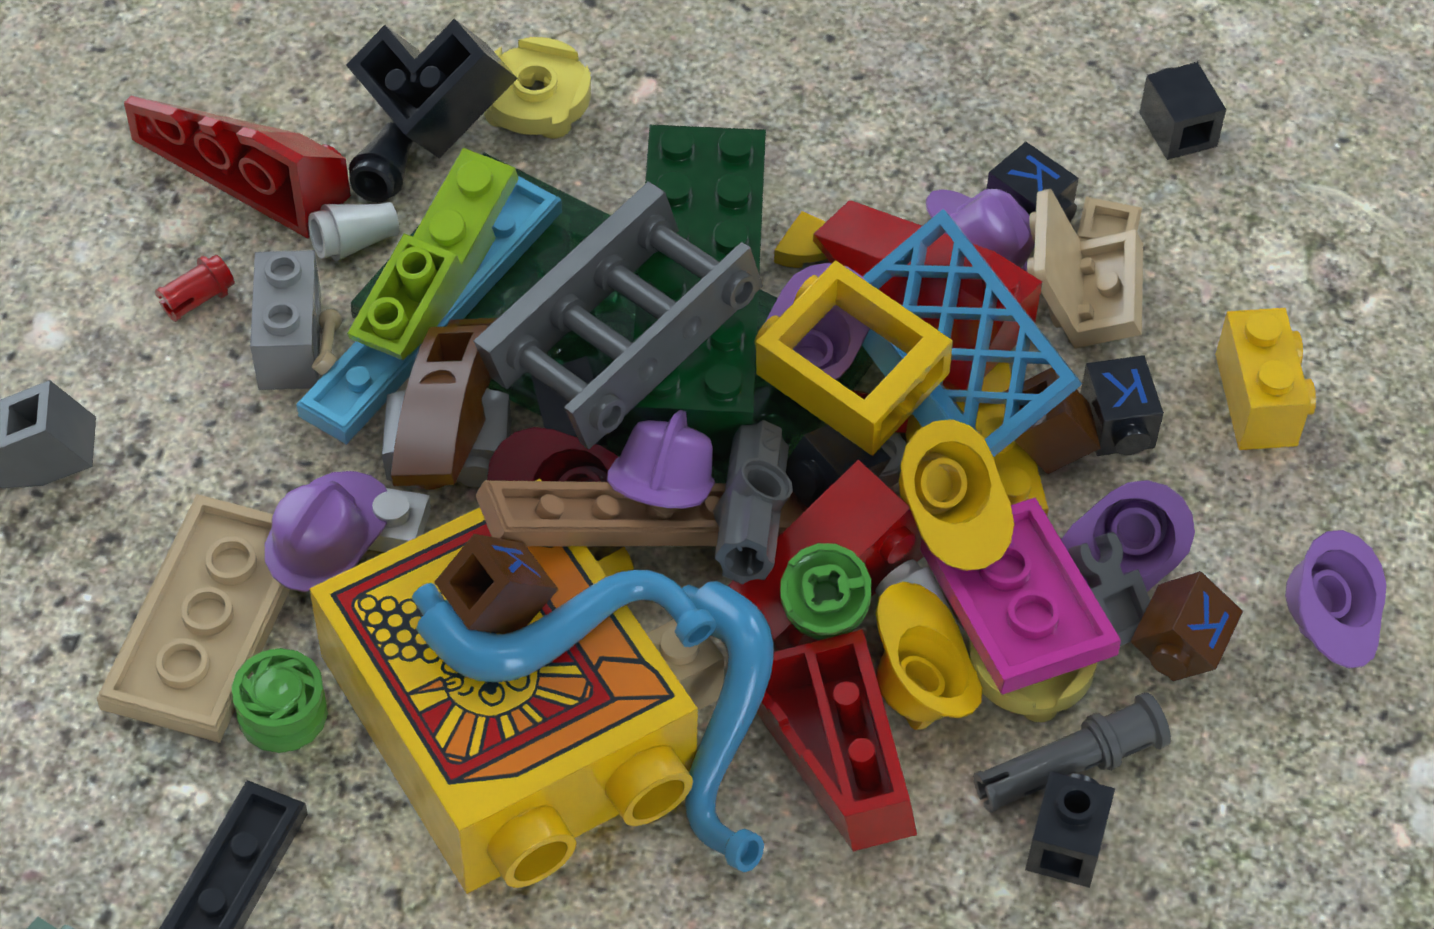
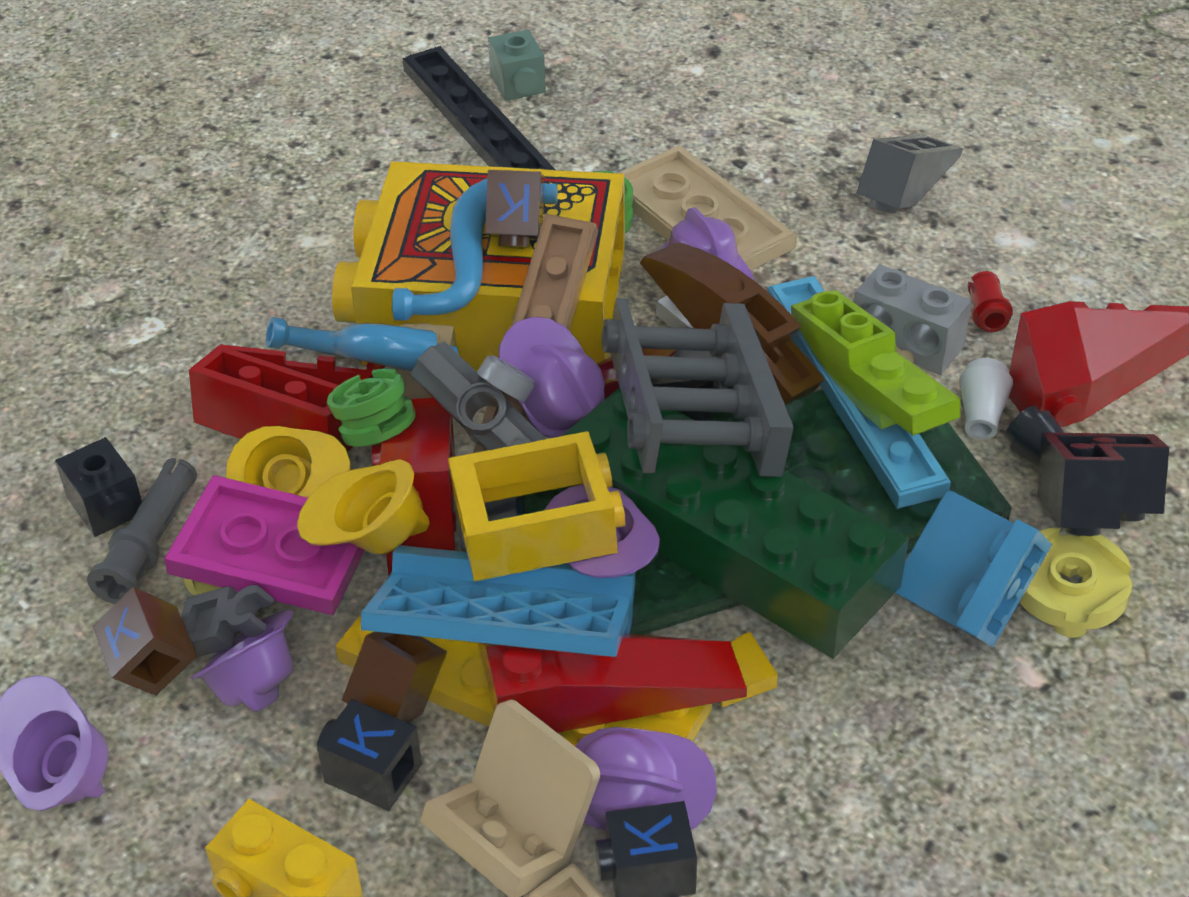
camera: 130 degrees right, 10 degrees down
(599, 114) = (972, 567): none -> dark azure bracket
(723, 471) = (506, 377): none -> light grey tile

